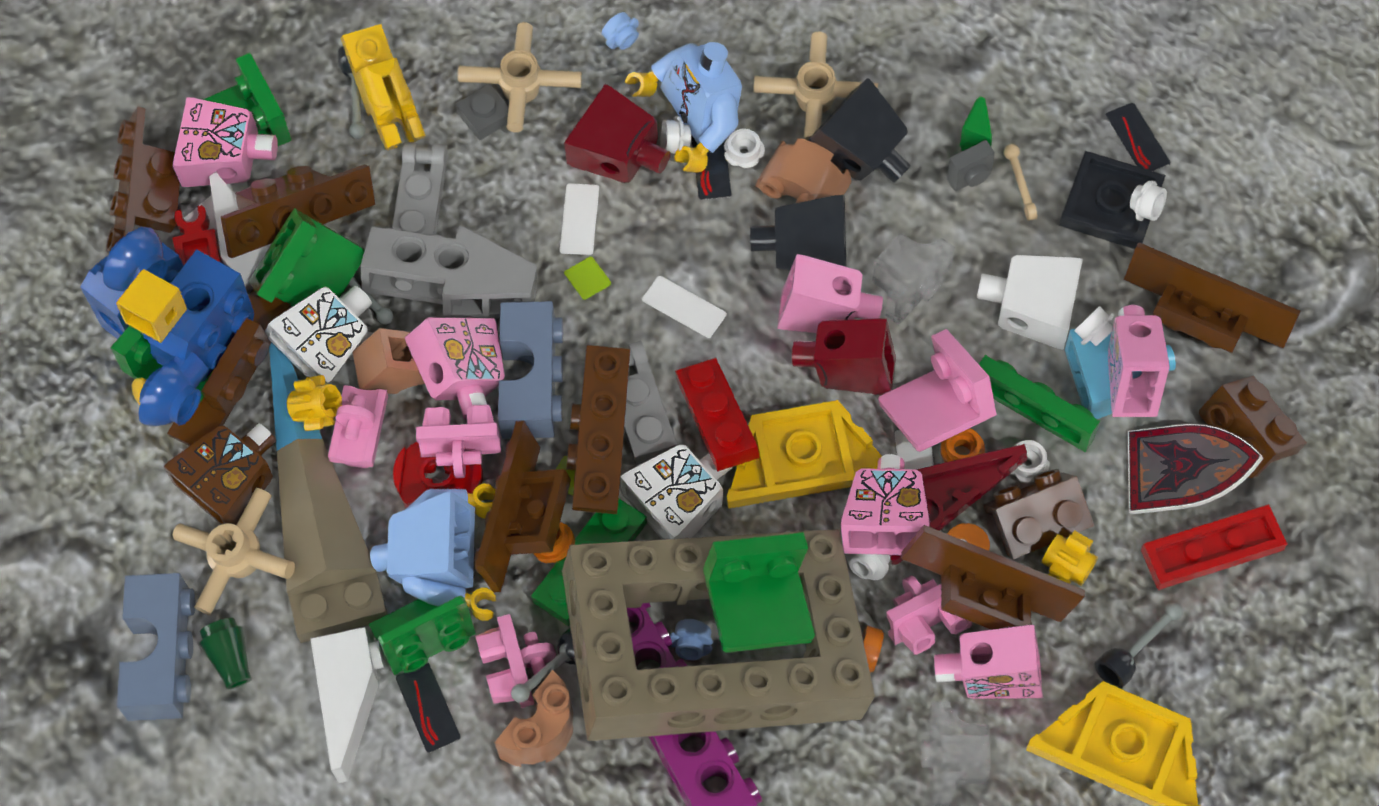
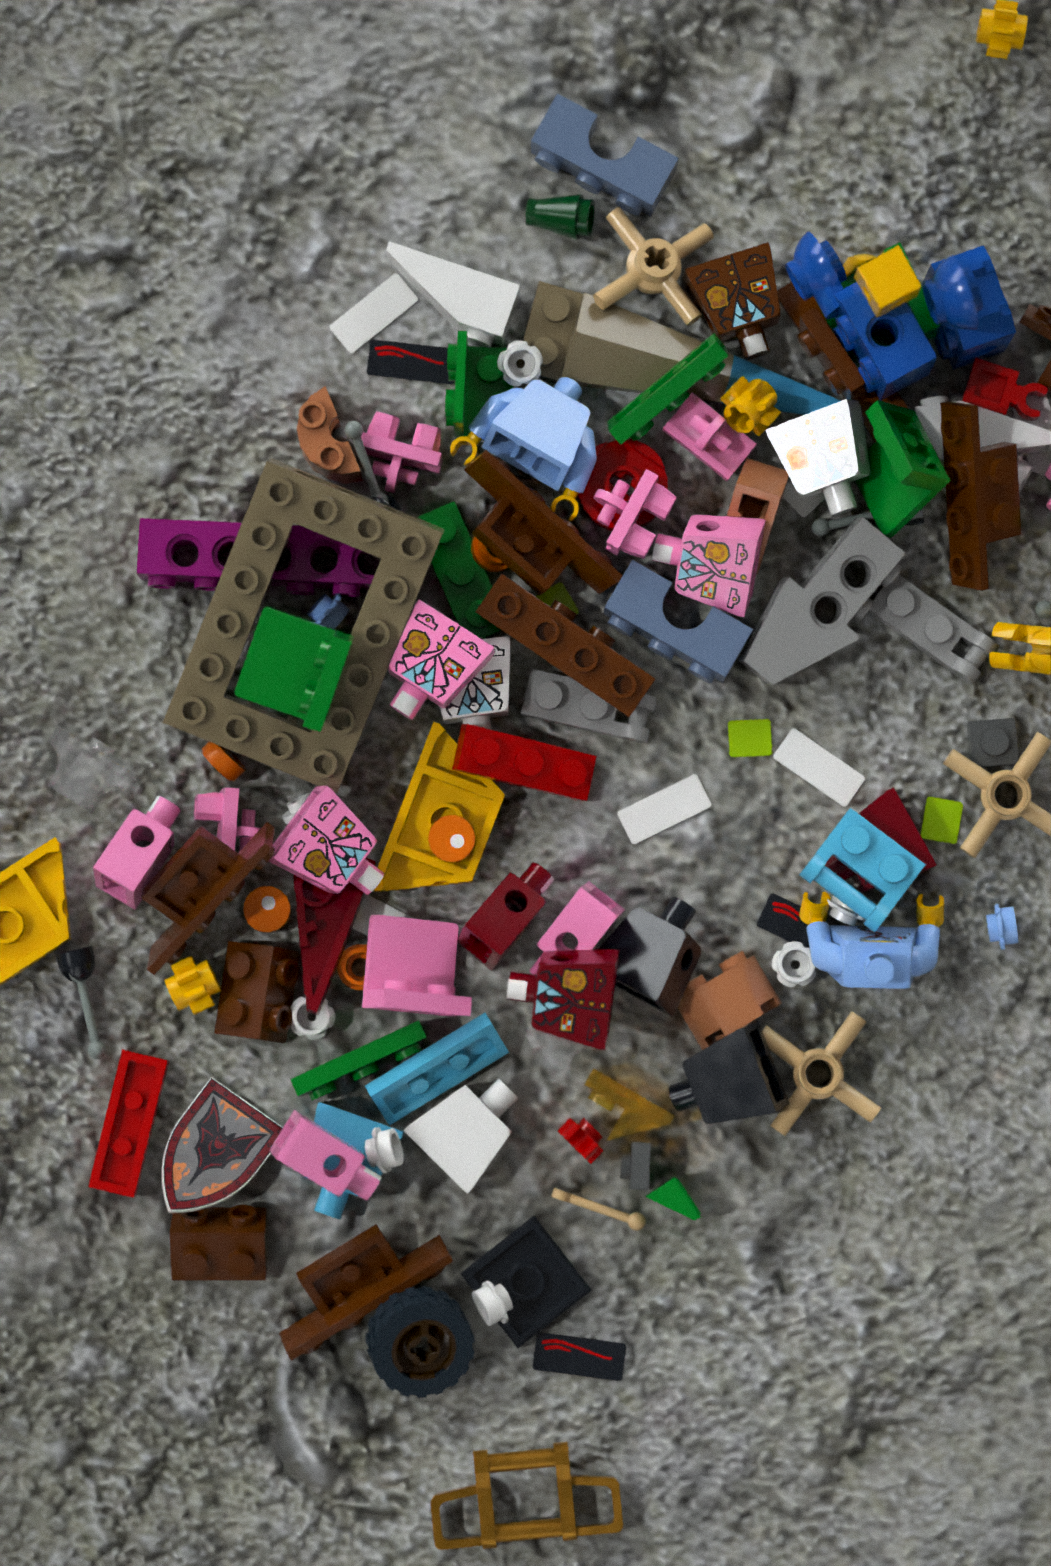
camera: 120 degrees right, 20 degrees up
(335, 470) = (669, 390): none -> green plate
(380, 592) = (507, 363): none -> white plate
(402, 764) = (373, 313): none -> white sticker
(564, 117) = (941, 820): none -> lime sticker
(629, 124) = (870, 856): none -> medium azure plate
(680, 503) = (434, 660): none -> bright pink torso
(815, 428) = (451, 839): none -> orange tile
(879, 255) = (570, 994): none -> dark red torso
(936, 193) = (637, 1111): none -> clear yellow slope
(979, 211) = (582, 1138): none -> red plate
(1001, 344) = (436, 1069): none -> medium azure plate
(1215, 232) = (398, 1330): none -> black wheel
(1272, 144) = (525, 1530): none -> pearl gold bar

